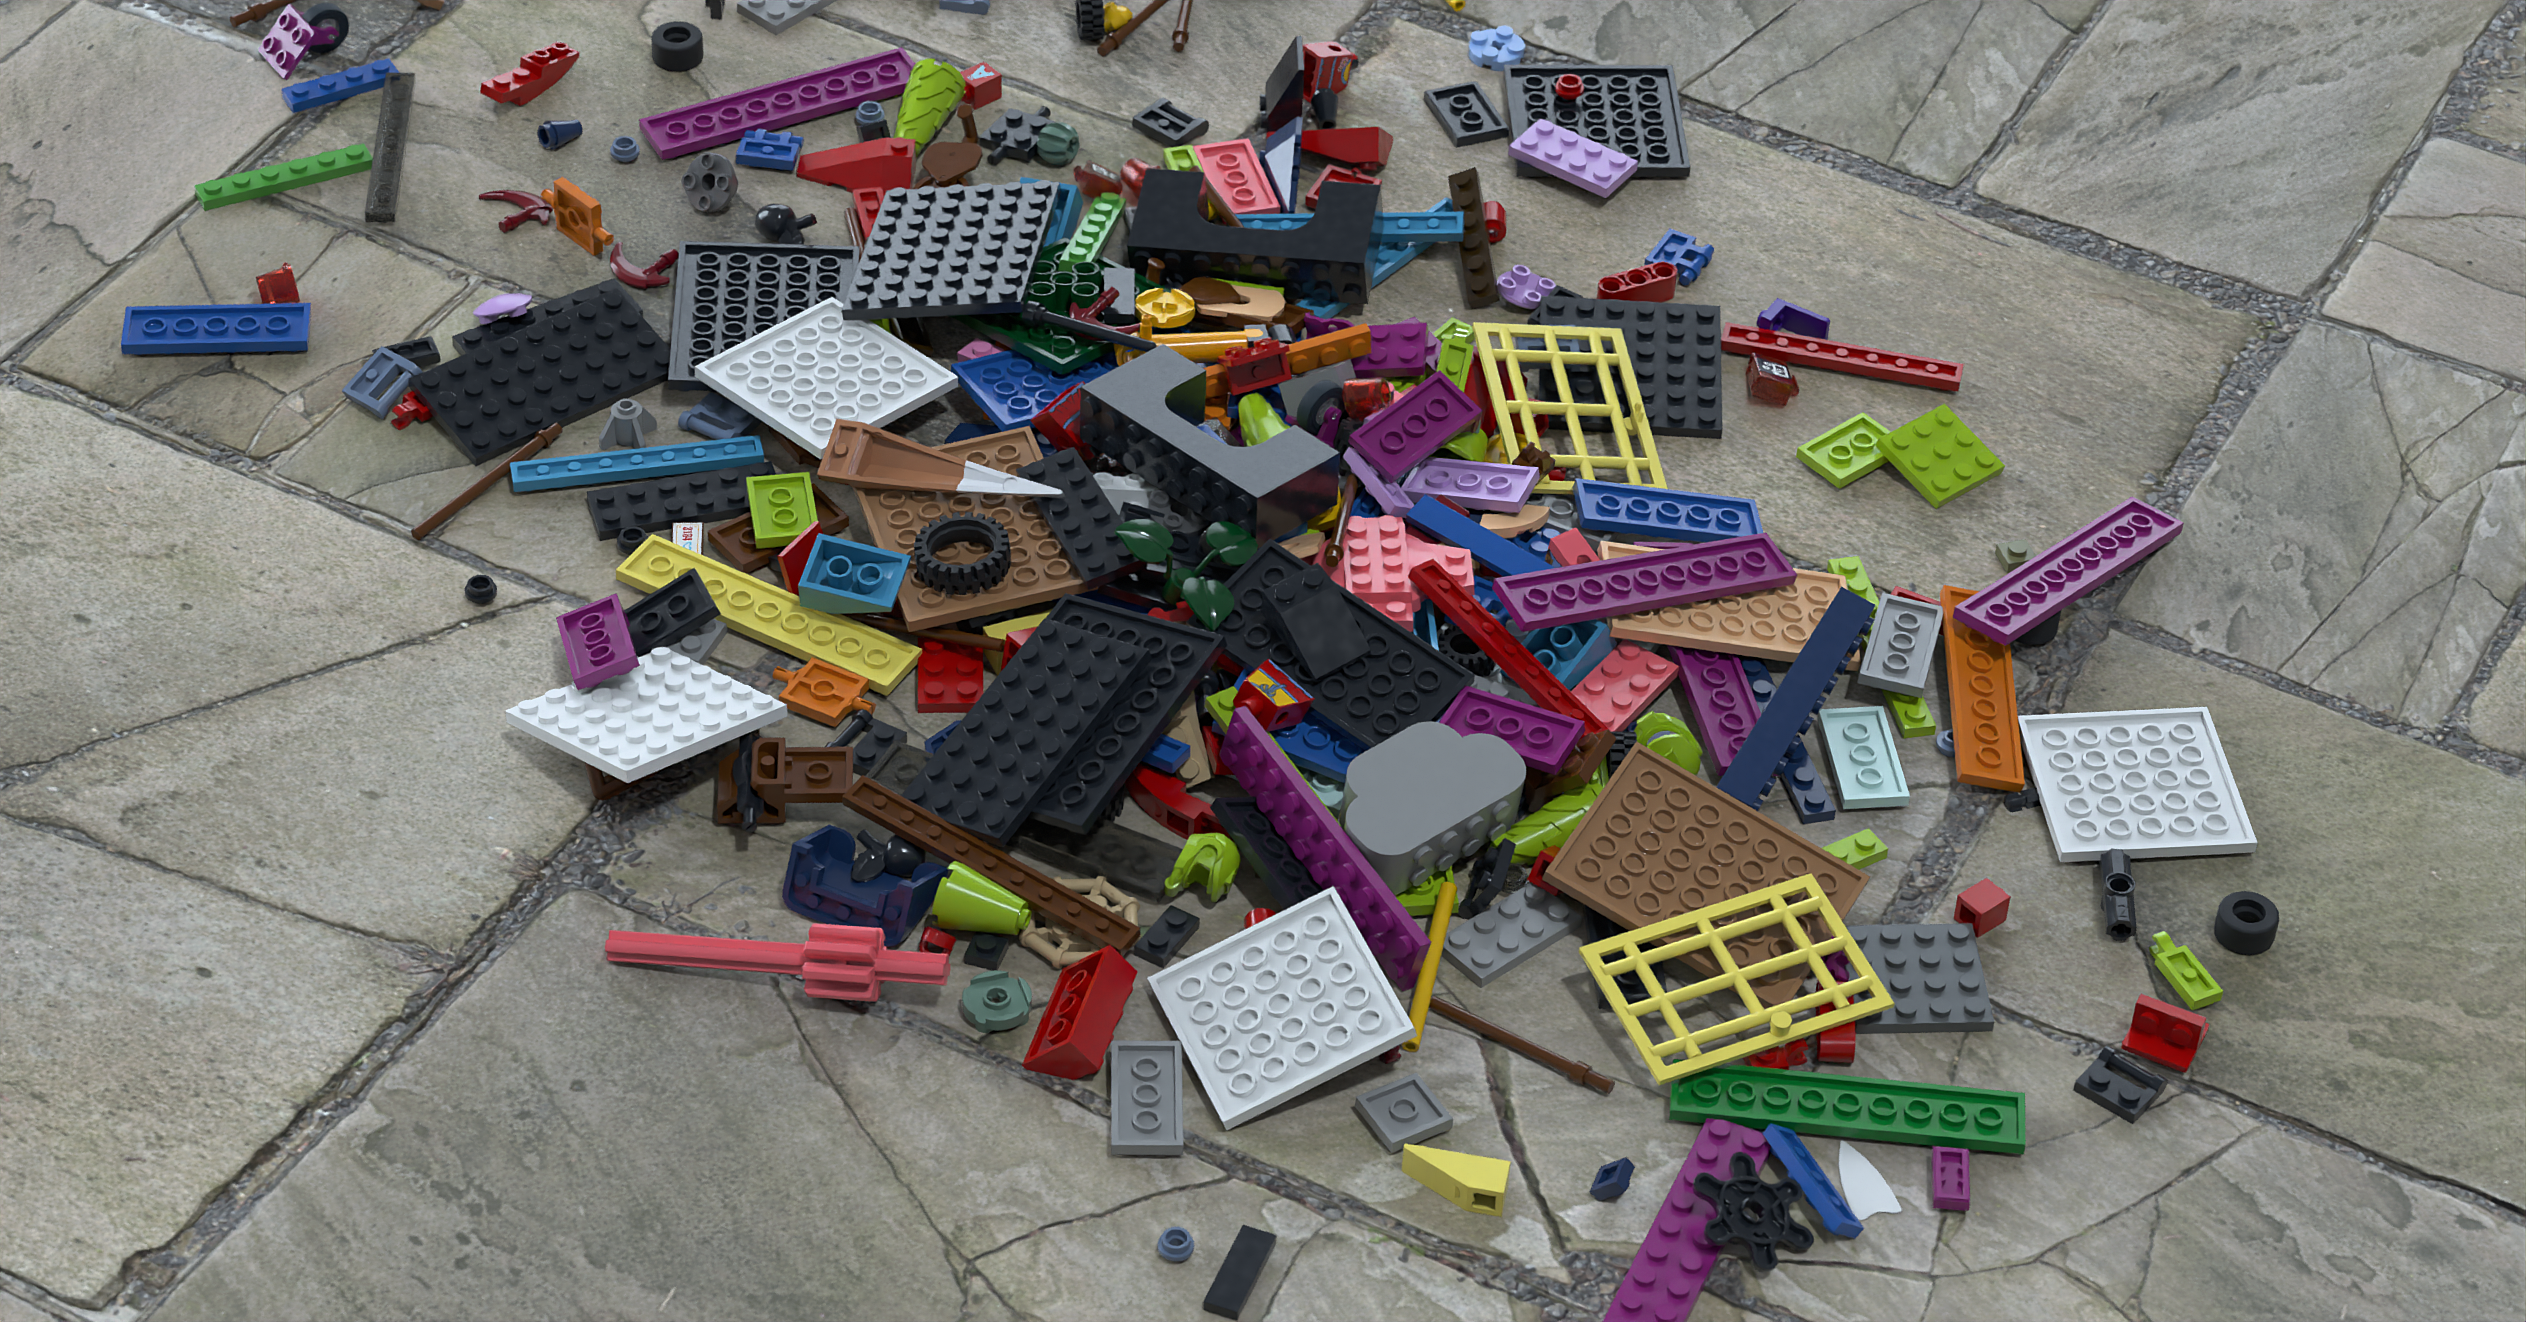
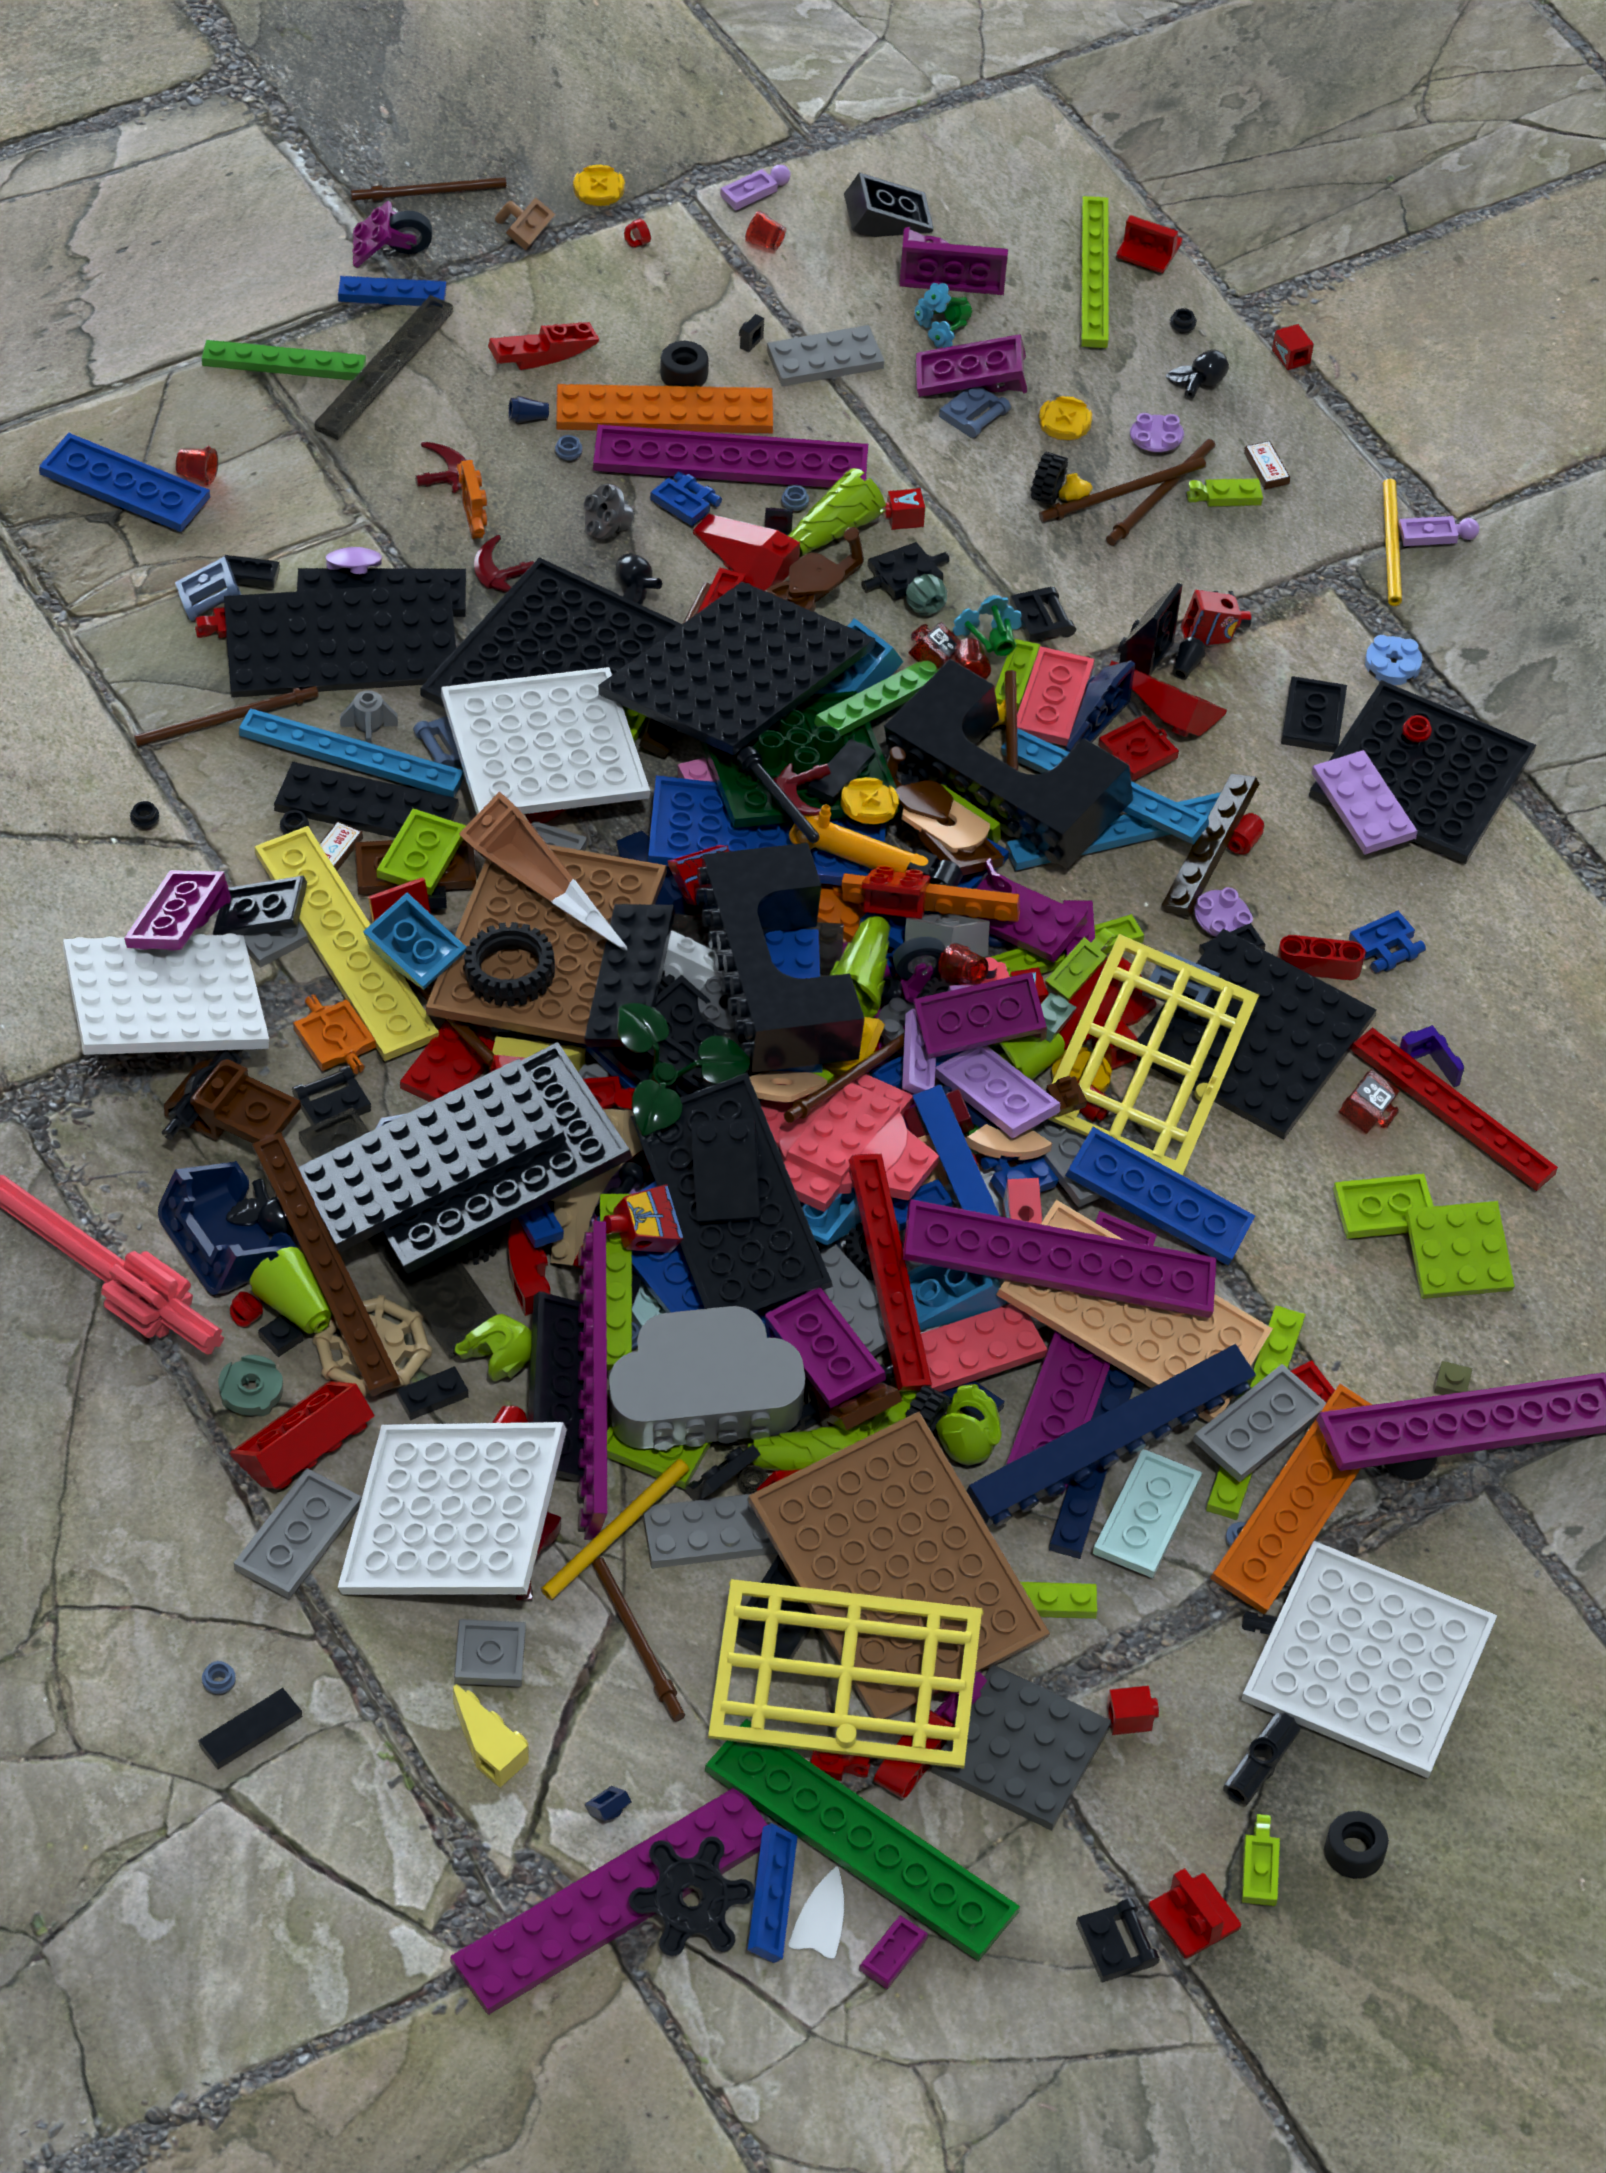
camera: 30 degrees right, 10 degrees up
(695, 82) = (665, 408): none -> orange plate
(1144, 138) = (1004, 620): none -> plant

